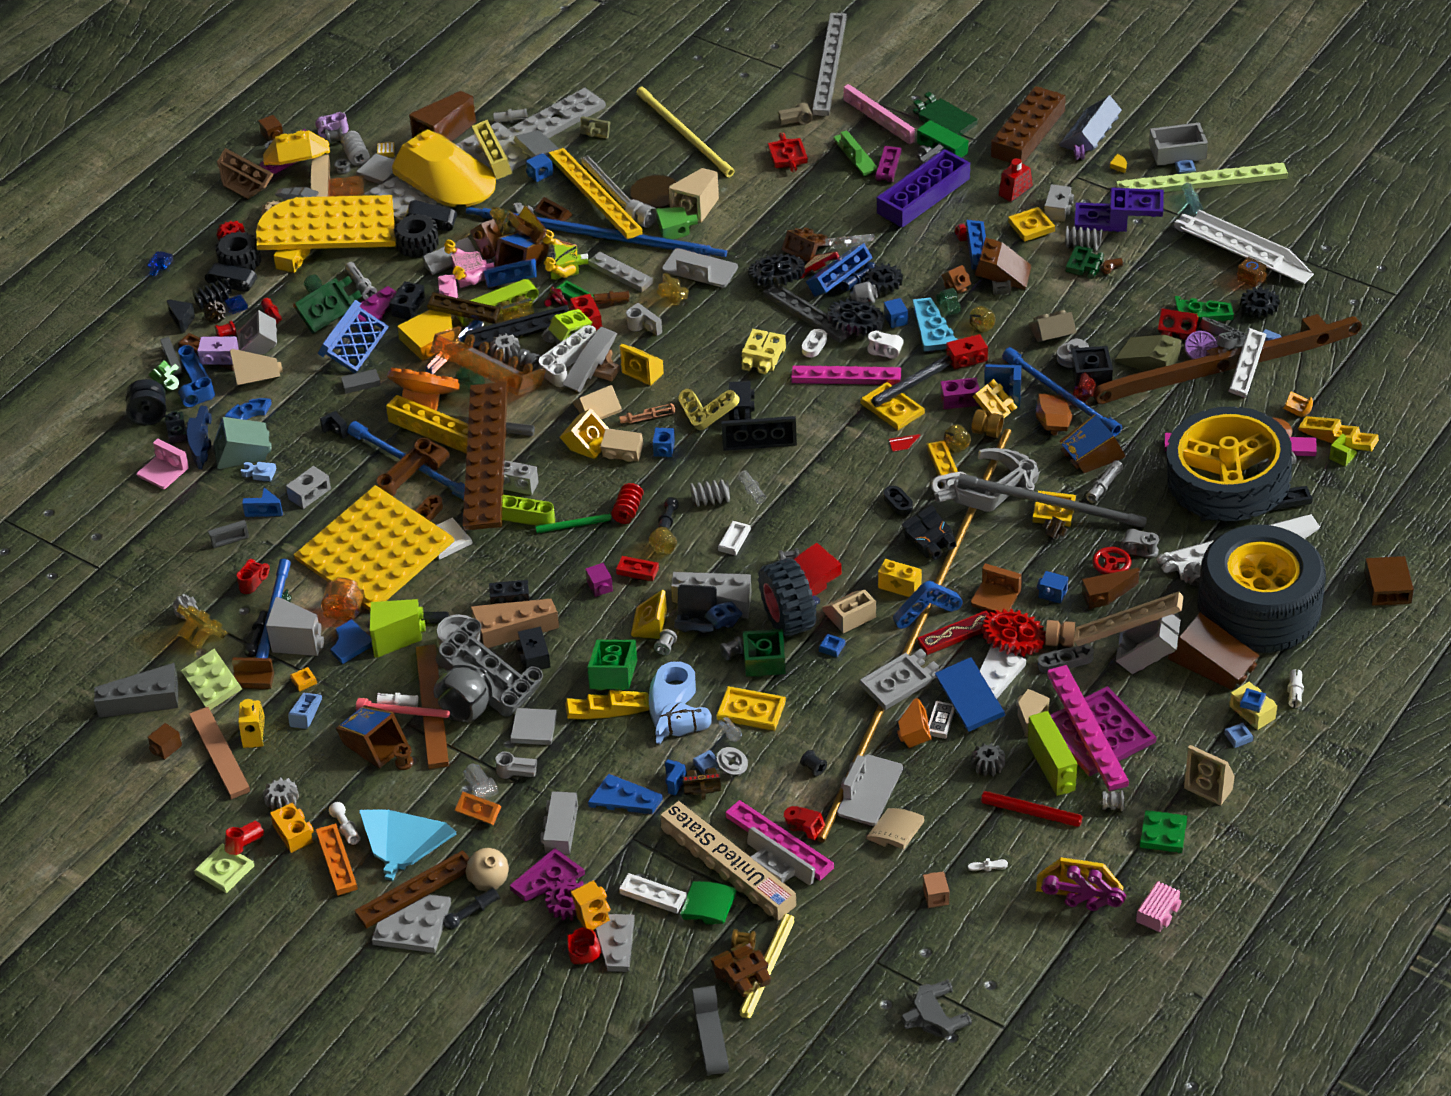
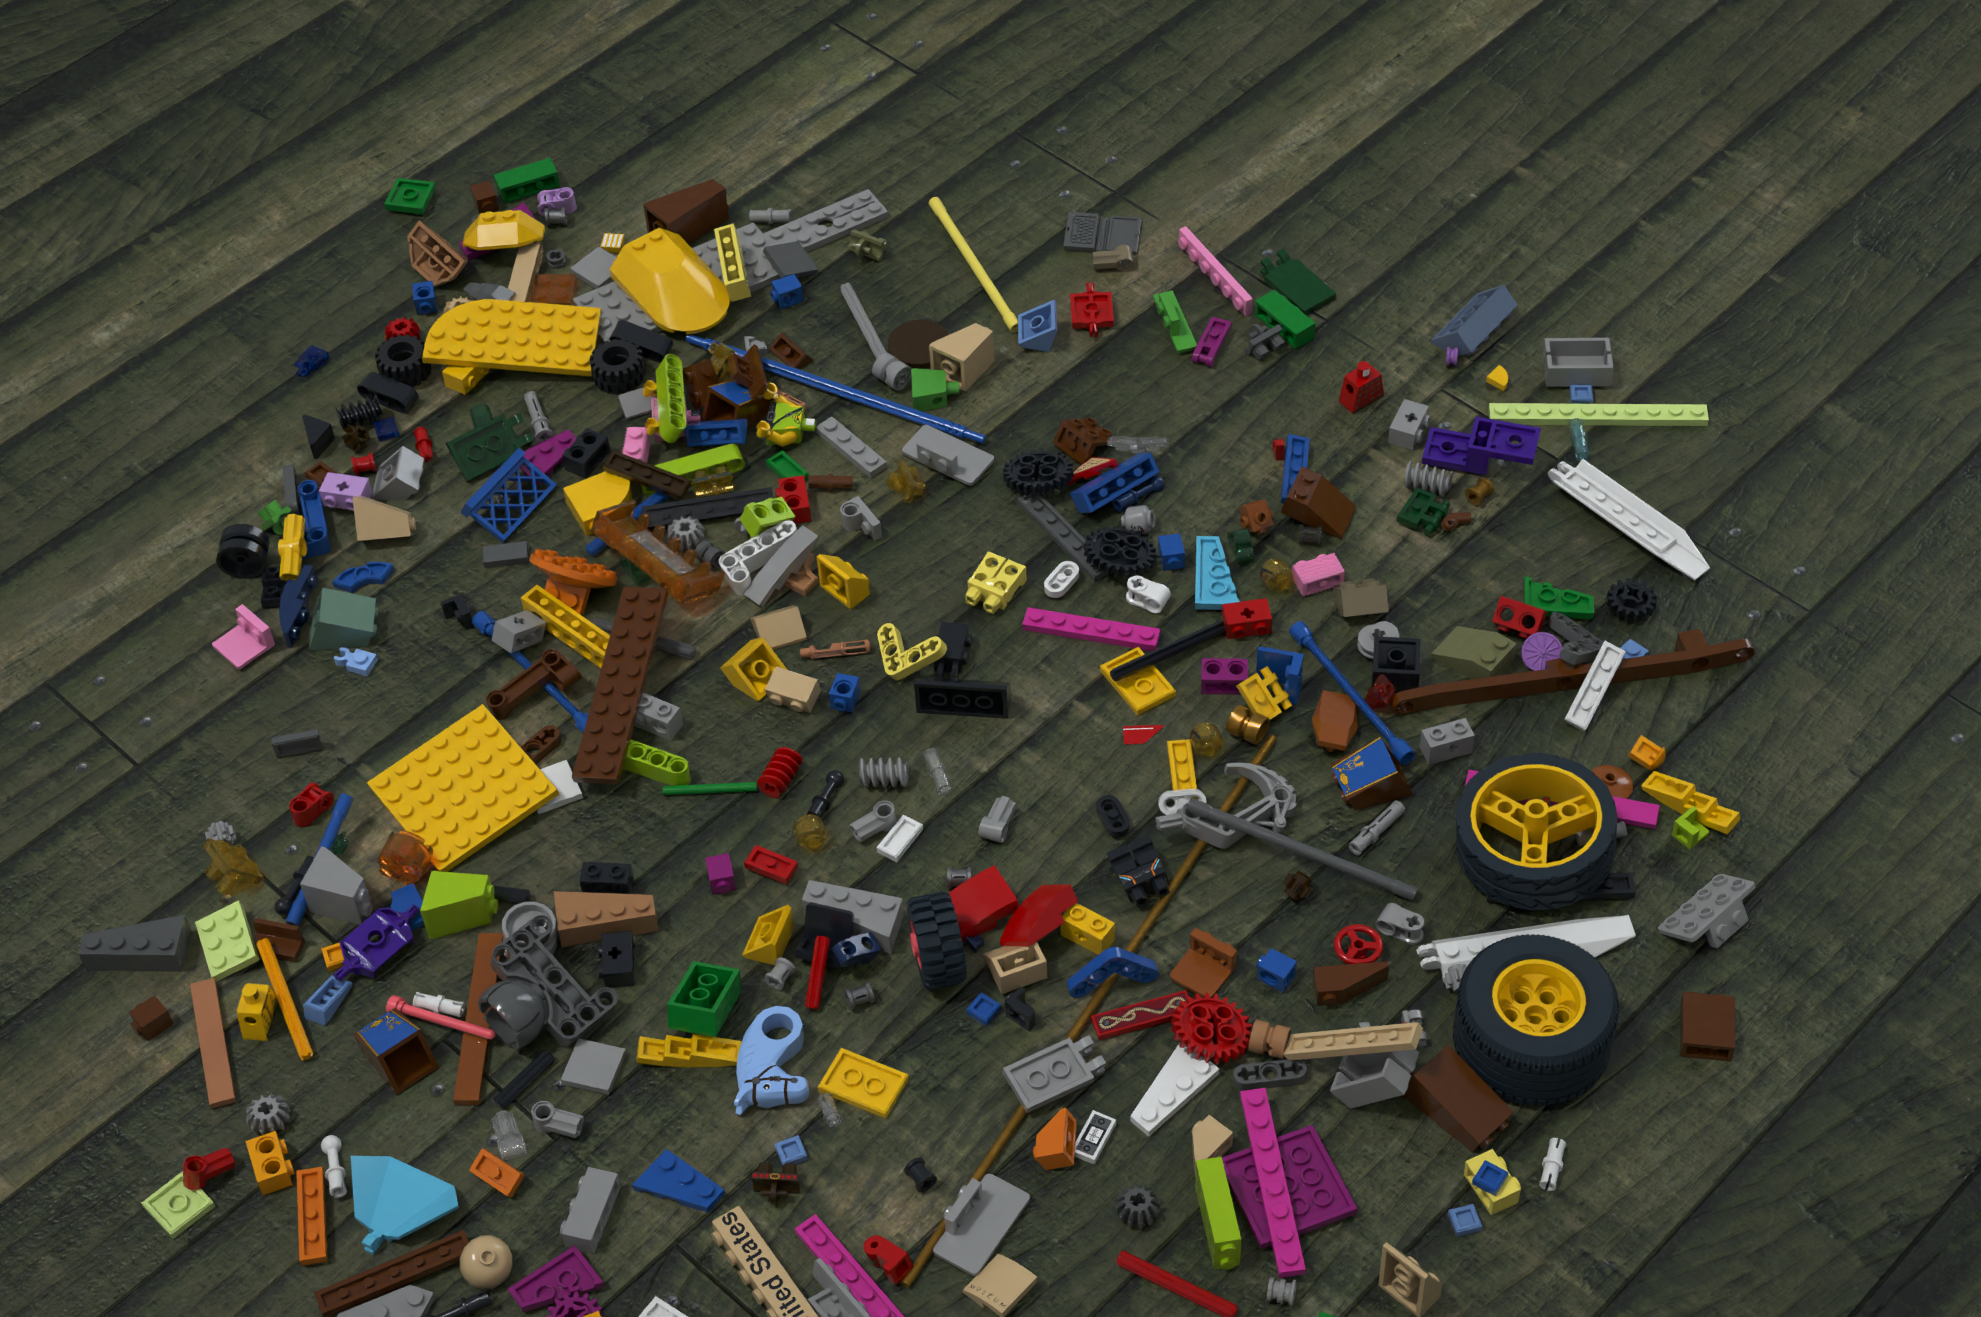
camera: 10 degrees right, 5 degrees up
(186, 393) = (292, 547): none -> yellow piece
(208, 134) = (410, 196): none -> green plate
(242, 206) = (424, 297): none -> blue brick
(260, 507) = (350, 711): blue slope -> none
(271, 713) = (285, 1000): none -> light orange axle
(302, 112) = (526, 180): none -> green brick
(308, 487) = (406, 692): light grey brick -> none
(330, 674) = (366, 957): none -> dark purple plate
(355, 148) = (574, 237): light grey piece -> none
(389, 431) = (518, 631): none -> light grey brick
(401, 757) = (422, 1085): reddish brown bush -> none
(469, 250) = (670, 398): none -> lime beam
(480, 742) = (523, 1079): none -> black axle
(555, 294) = (765, 469): dark red piece -> none
(595, 193) = (844, 337): yellow plate -> none
(675, 772) = (743, 1169): blue bracket -> none
(696, 635) = (817, 972): none -> red axle
(715, 526) = (880, 819): none -> light grey piece
(726, 755) = (819, 1145): light grey gear -> none
(749, 168) = (1038, 327): none -> medium blue slope
(764, 652) = (894, 1009): dark green slope -> none
(769, 99) = (1097, 234): none -> dark grey piece
(808, 517) = (996, 823): none -> light grey piece
(829, 64) = (1171, 194): light grey plate -> none
(860, 571) = (1038, 915): none -> red slope
(861, 642) = (1020, 1011): none -> black bracket
(884, 278) = (1168, 501): black gear -> none
(923, 188) = (1245, 382): dark purple brick -> none
(969, 694) = (1135, 1109): blue tile -> none
(1014, 314) = (1318, 574): none -> bright pink brick
(1028, 125) = (1396, 311): reddish brown brick -> none
(1031, 224) = (1369, 449): yellow plate -> none
(1045, 511) = (1292, 862): yellow plate -> none
(1121, 245) = (1479, 491): none -> pearl gold bush
(1143, 415) = (1447, 741): none -> light grey brick
(1252, 272) = (1631, 555): clear orange brick -> none
(1373, 502) = (1712, 910): none -> light grey bracket

